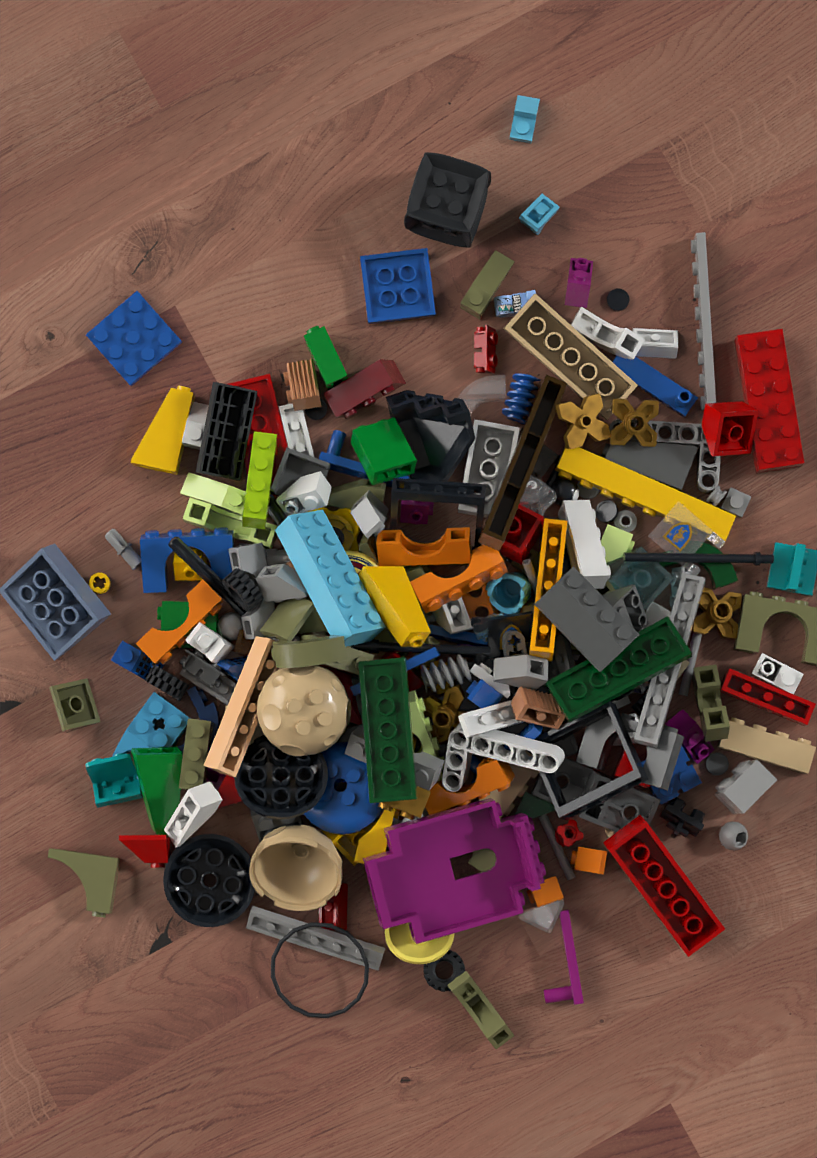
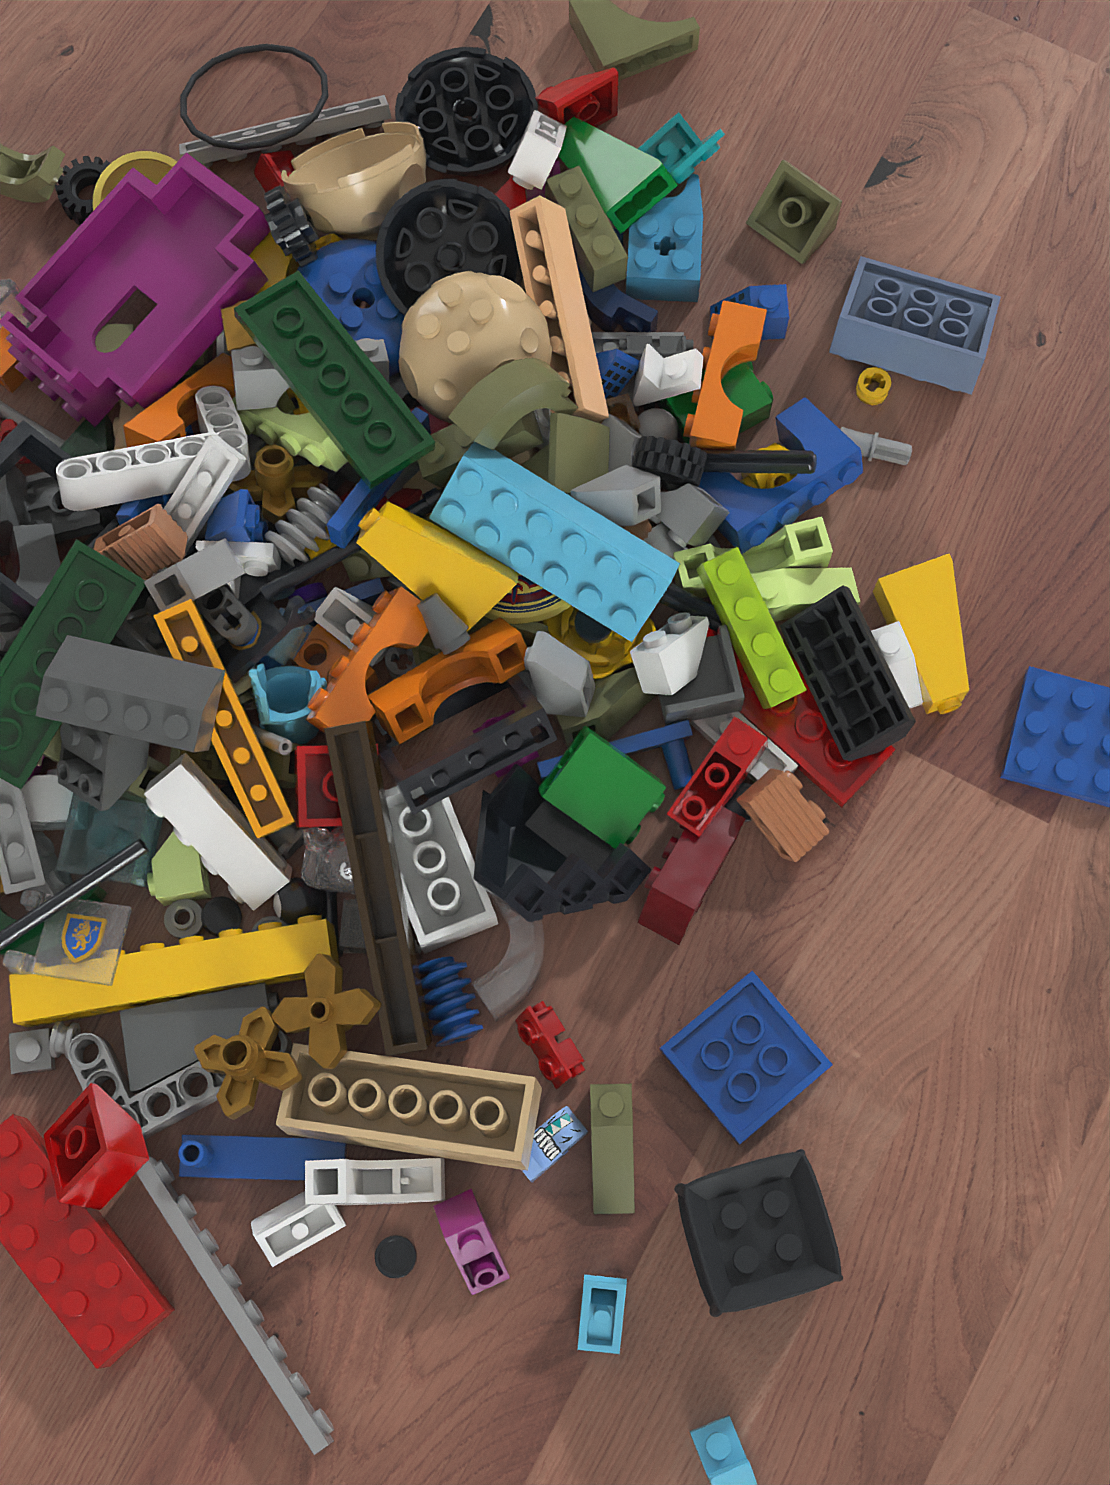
camera: 145 degrees right, 10 degrees down
(167, 682) = (689, 305): black tyre -> none
(323, 419) = (718, 776): none -> red slope
(325, 357) = (777, 871): green brick -> none
(354, 845) = (291, 226): none -> black gear
(411, 570) = (444, 626): none -> dark grey cone

